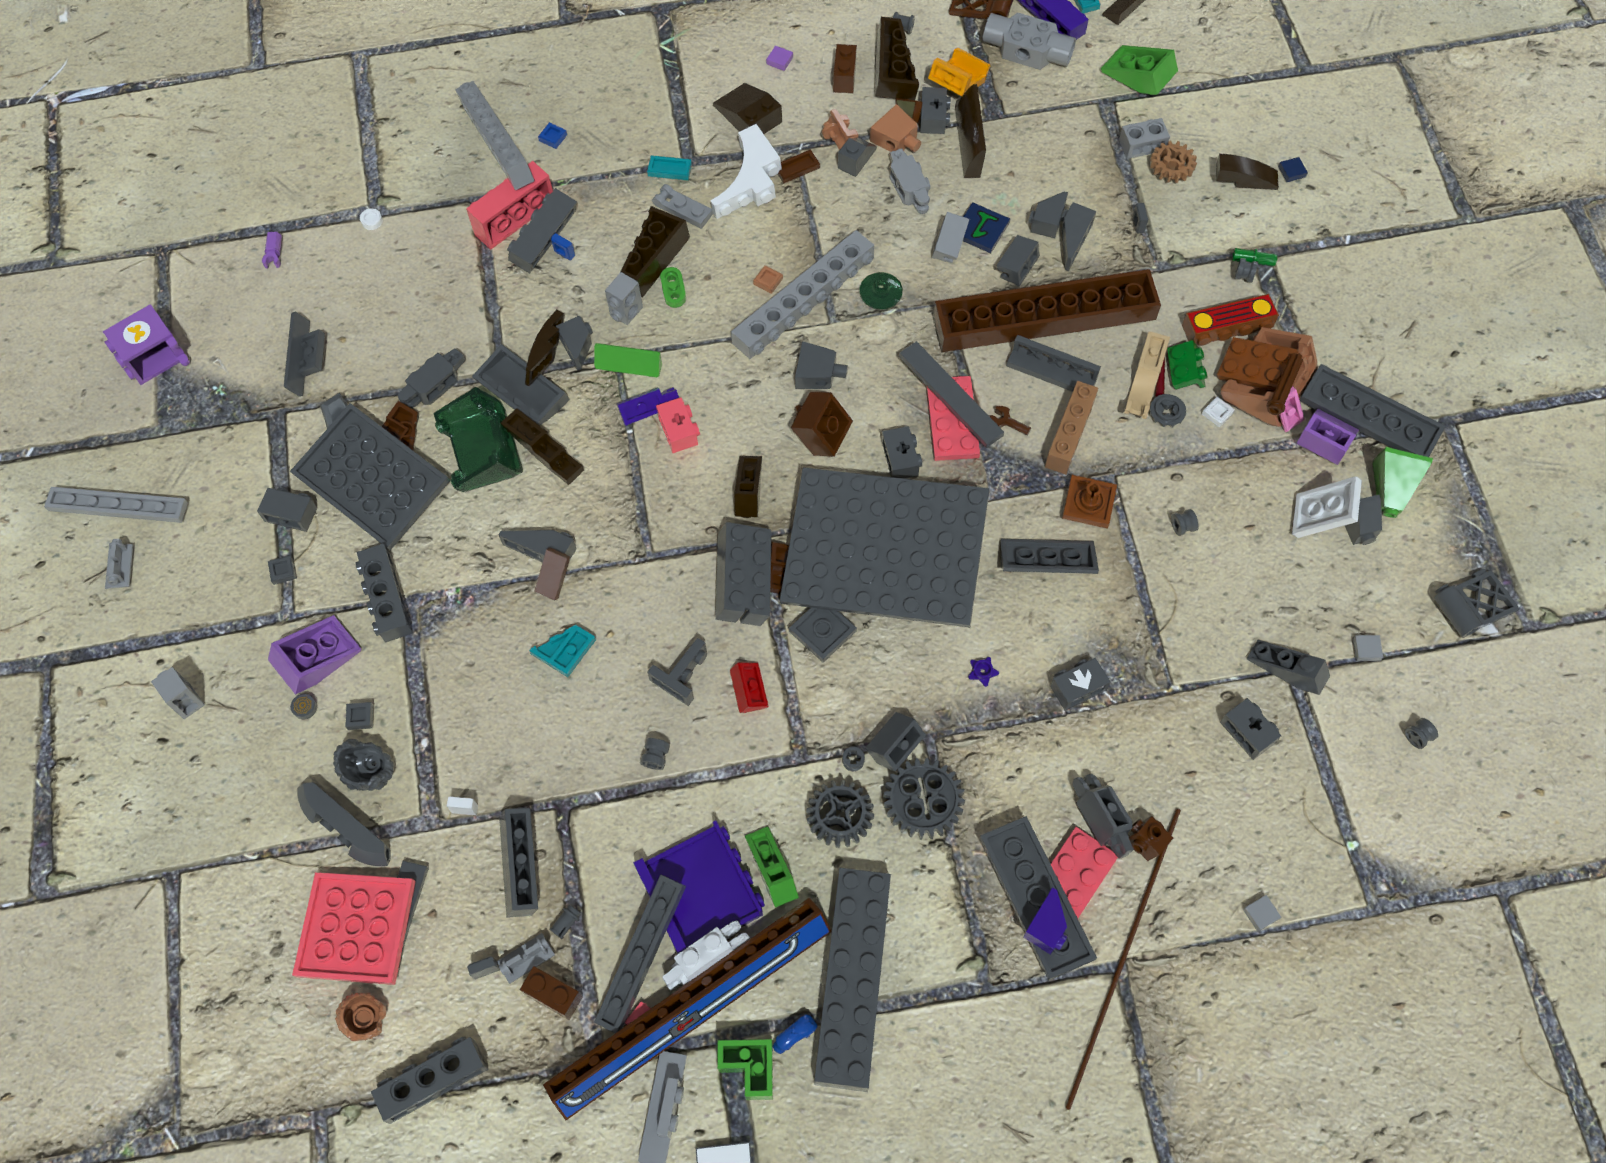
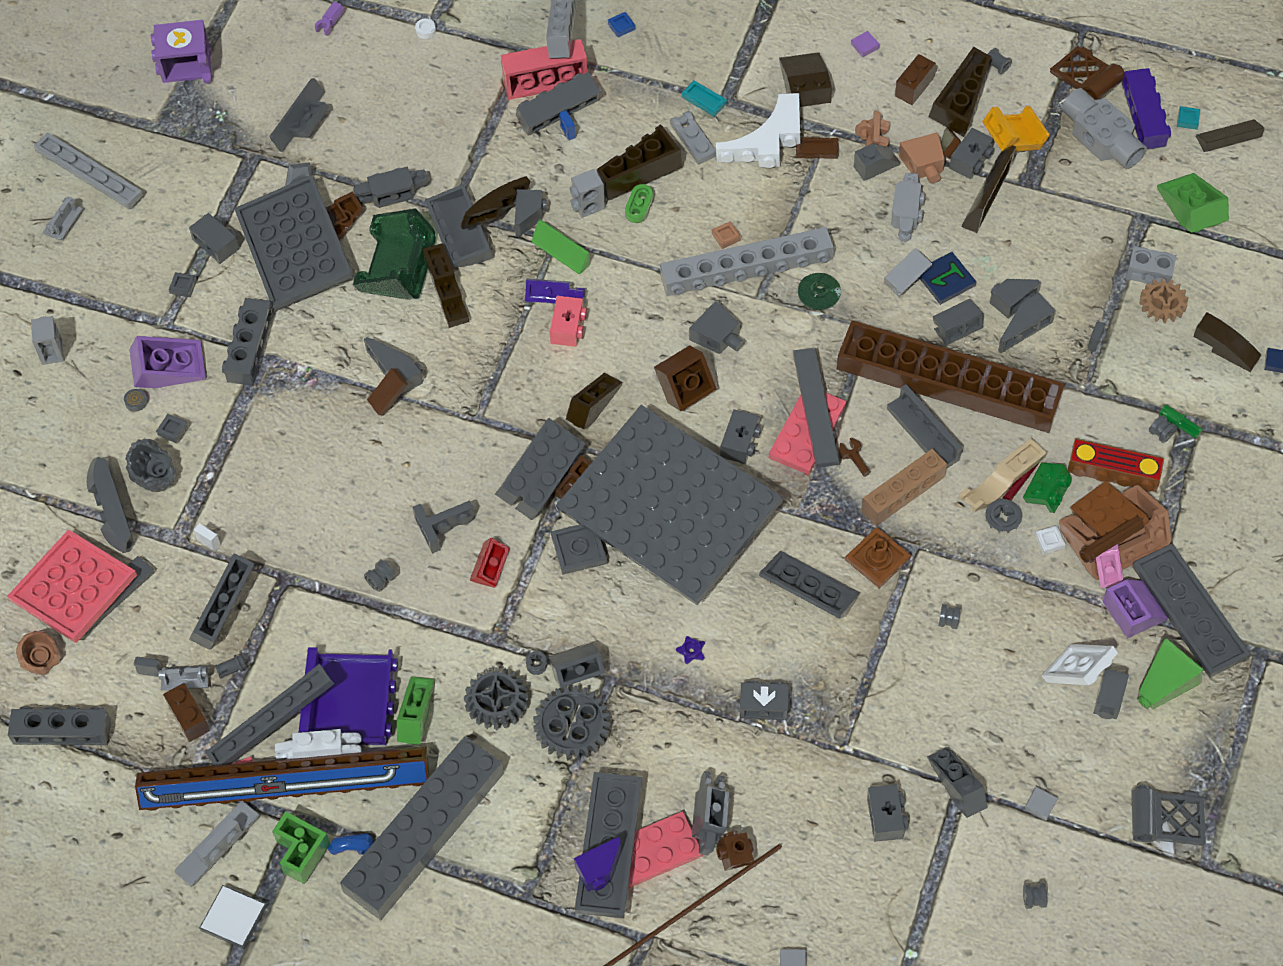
camera: 30 degrees right, 5 degrees down
(565, 649) = (361, 458): teal wing -> none

